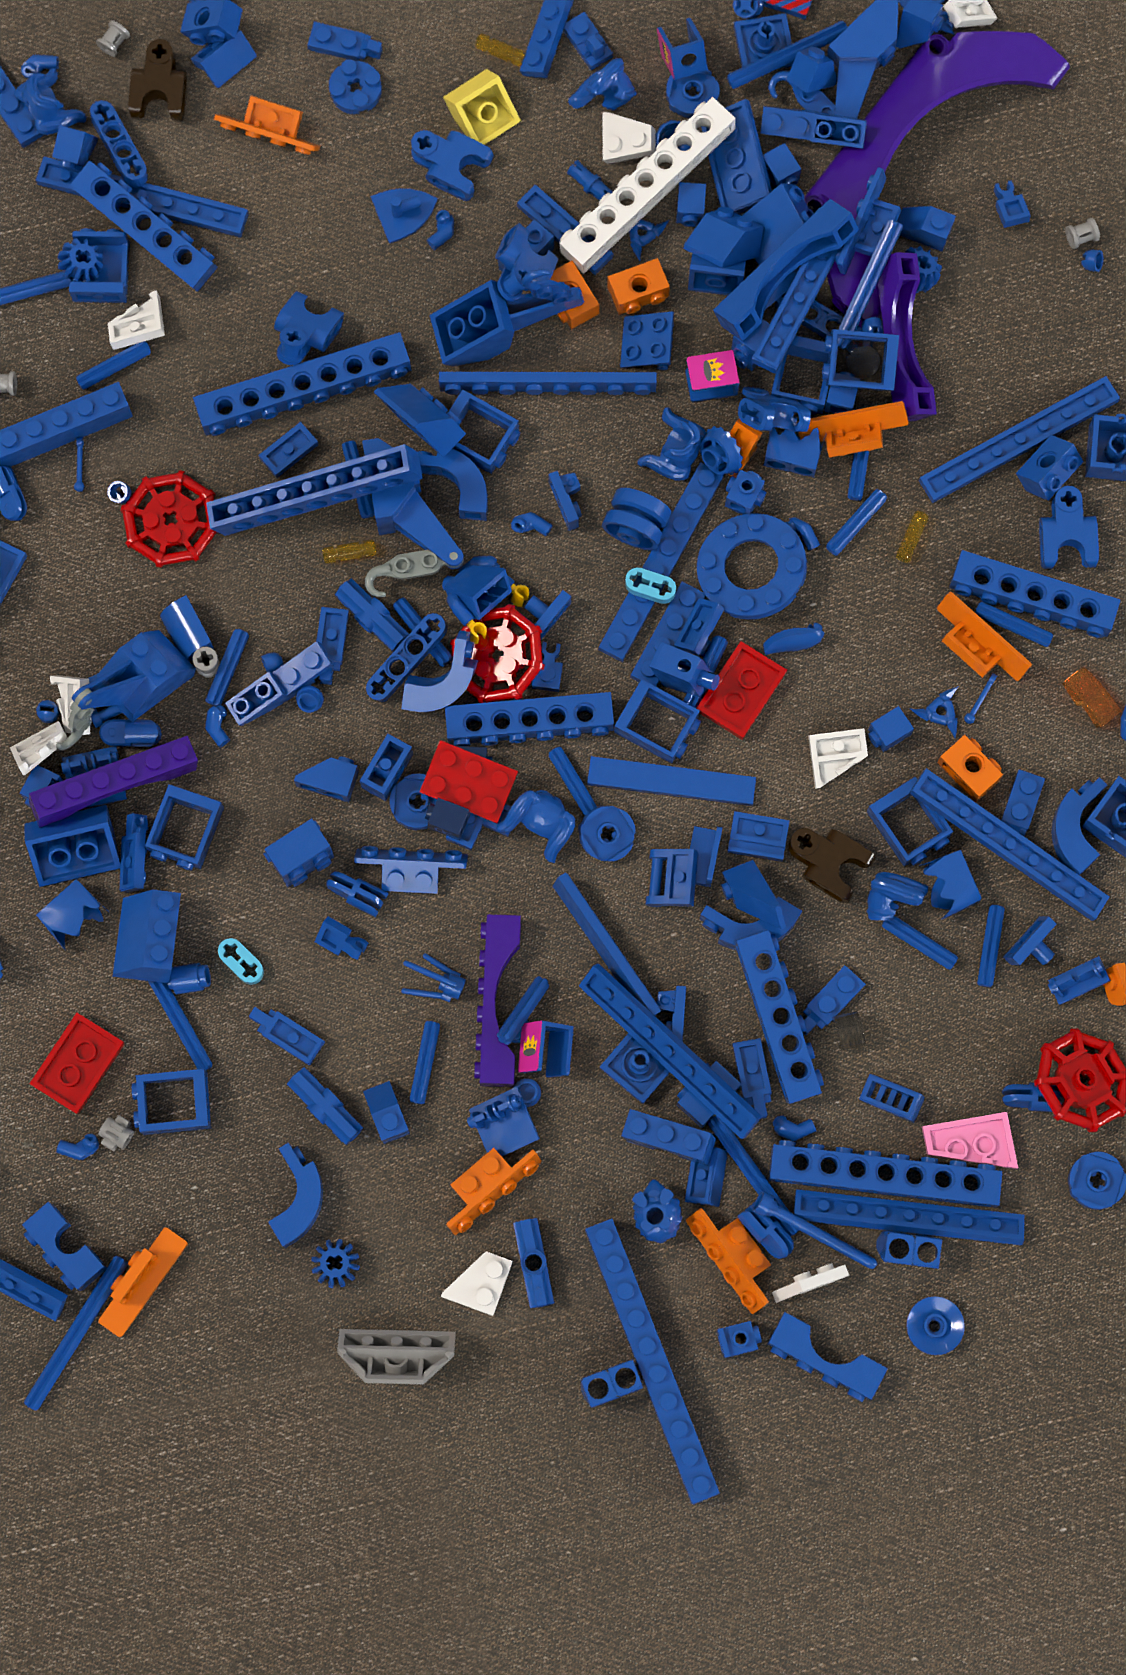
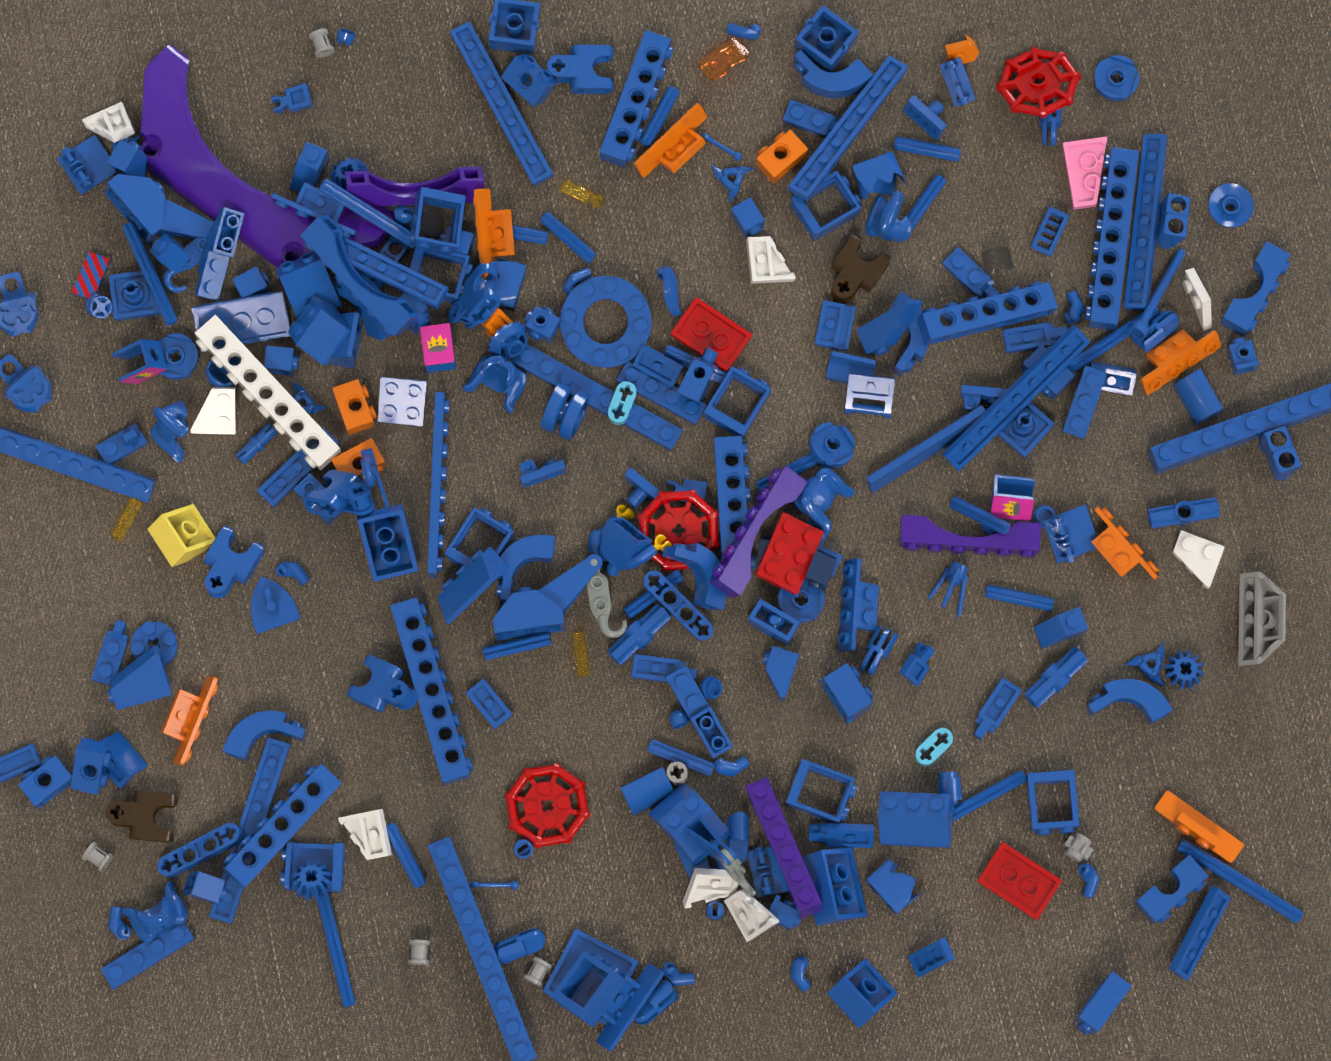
camera: 90 degrees left, 0 degrees up
(249, 185) = (257, 725): none -> blue arch
(309, 71) = (140, 681): none -> blue slope
(314, 490) = (538, 673): blue brick -> none
(352, 1232) = (1157, 657): none -> blue piece
(443, 714) = (735, 569): none -> dark purple arch
(529, 522) = (559, 502): blue arm -> none
(657, 1212) = (1145, 413): blue animal -> none
(671, 781) = (786, 394): blue tile -> none
(683, 1283) = (1198, 397): none -> blue brick

